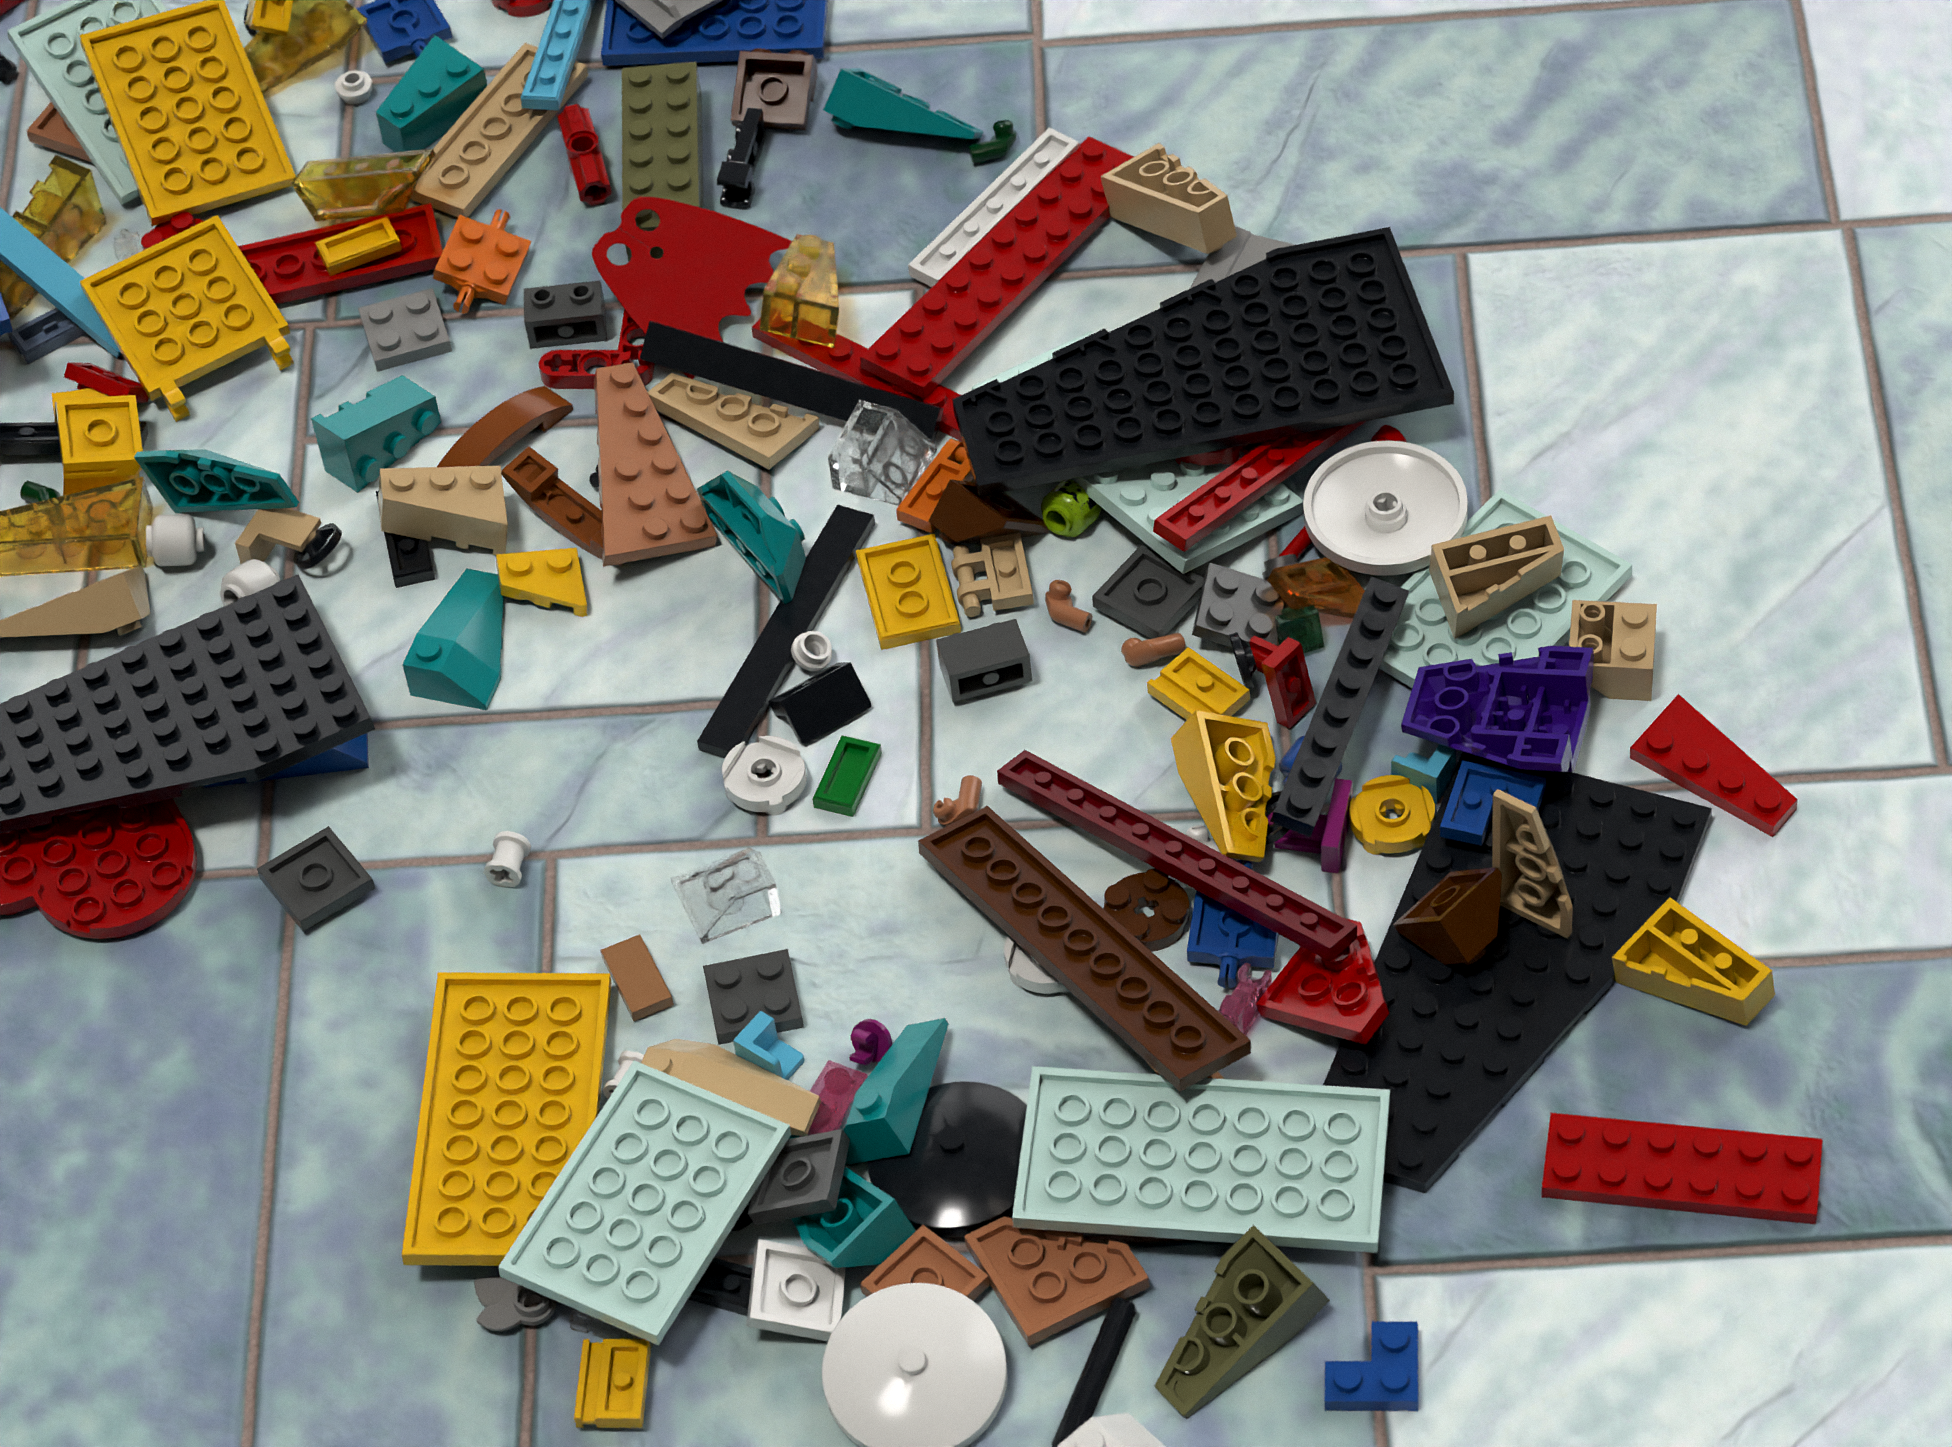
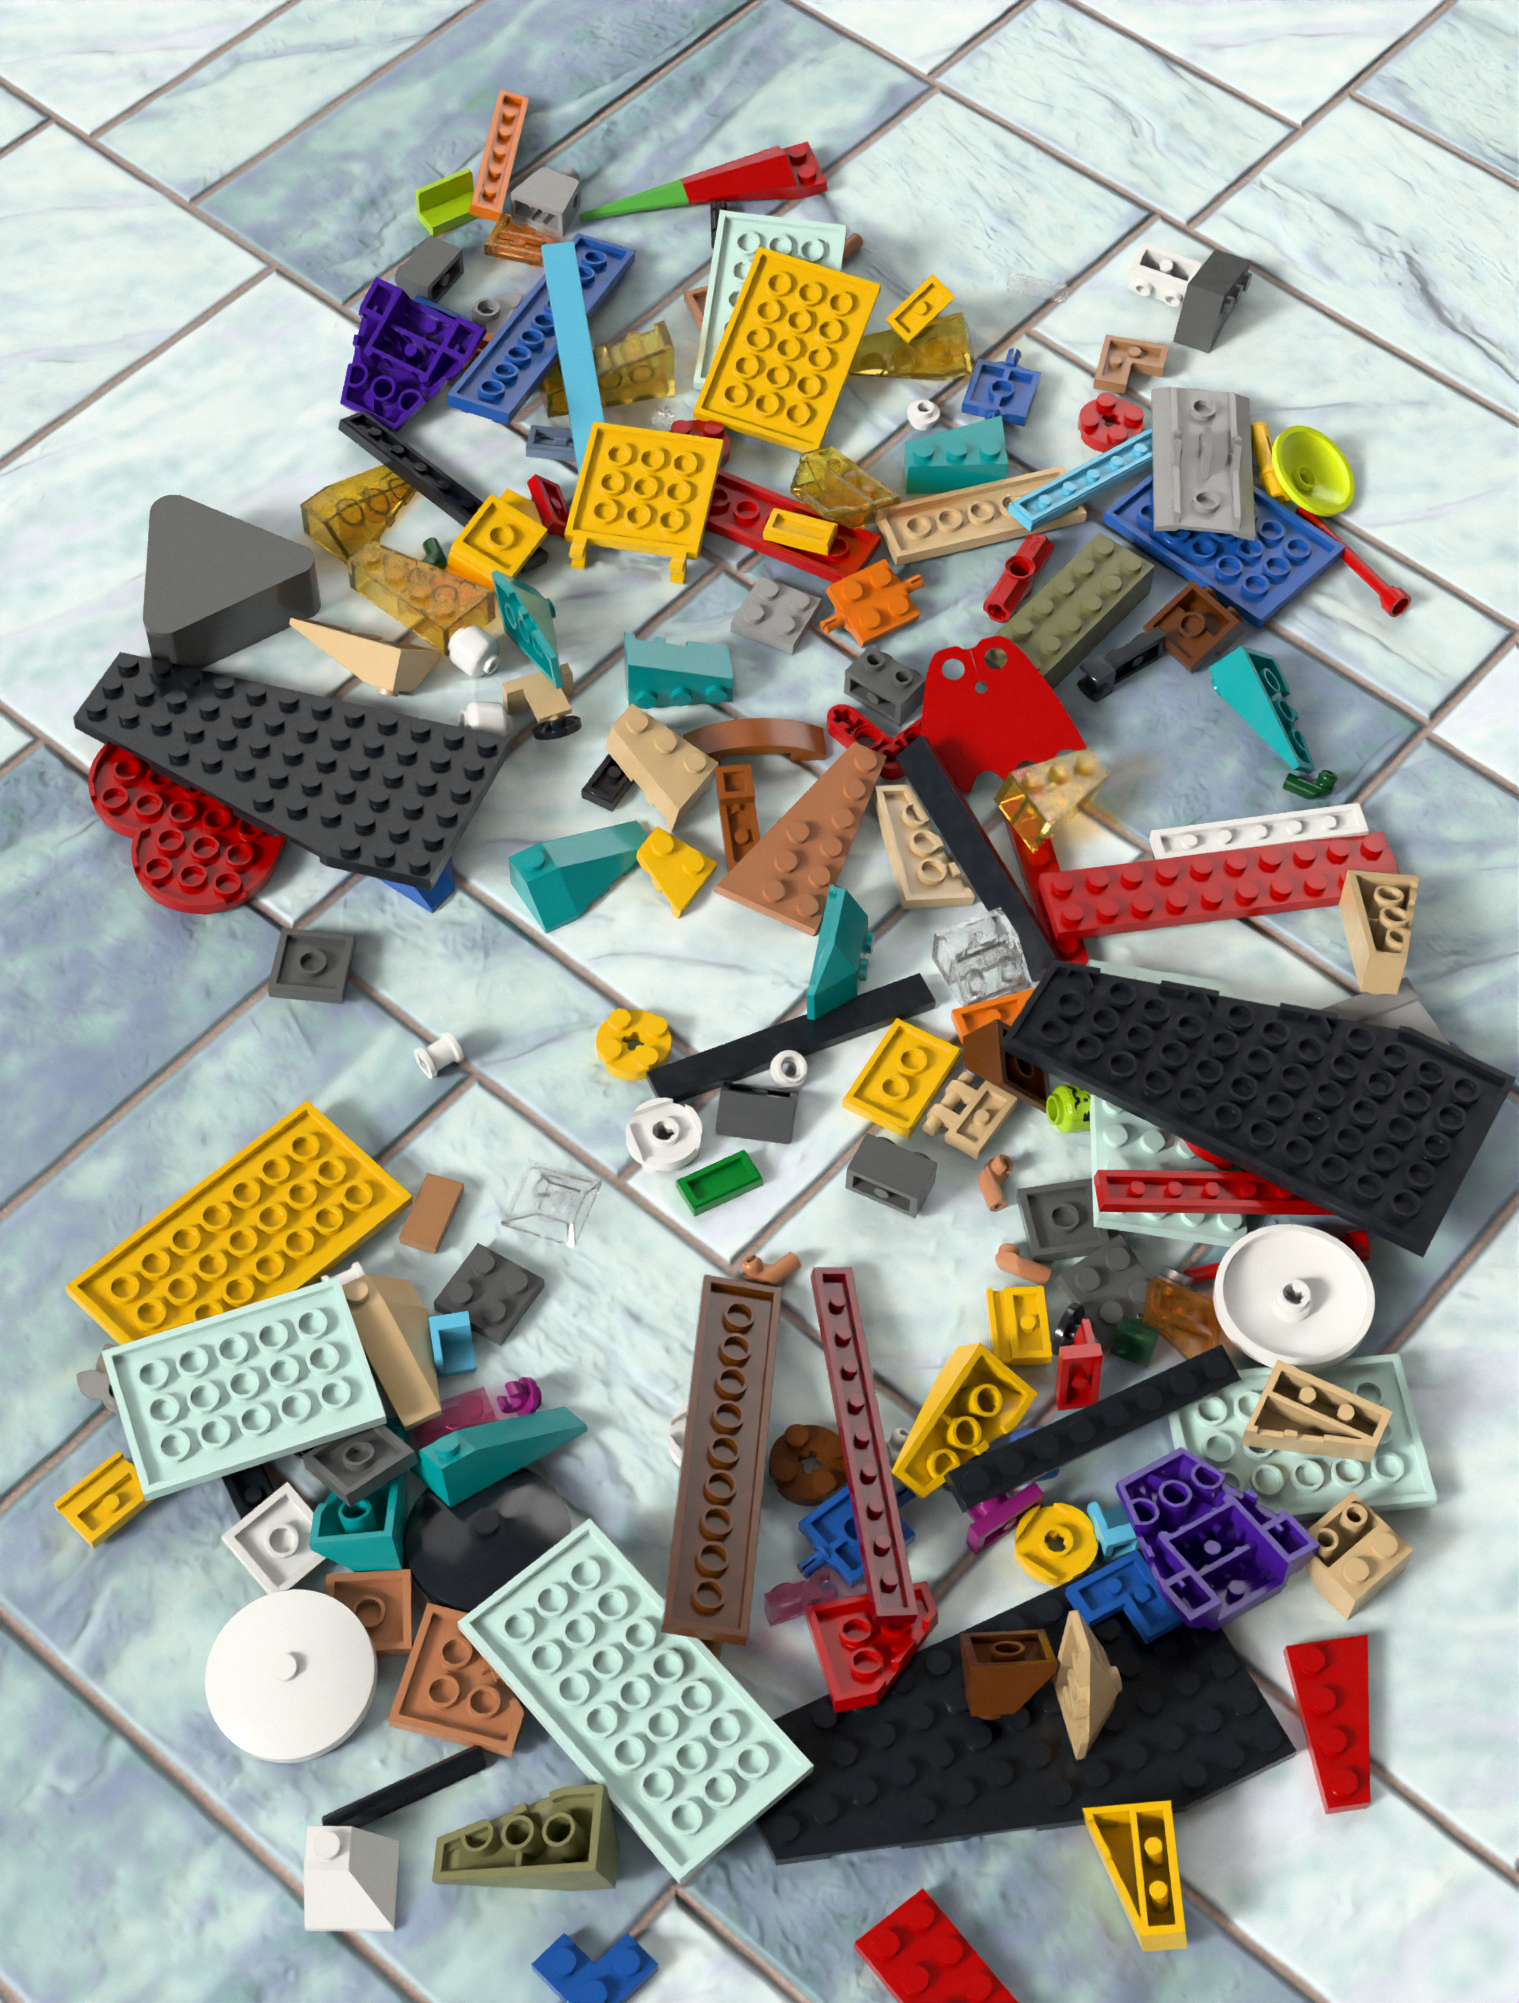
camera: 35 degrees right, 5 degrees up
(655, 712) = (633, 1025): none -> yellow plate

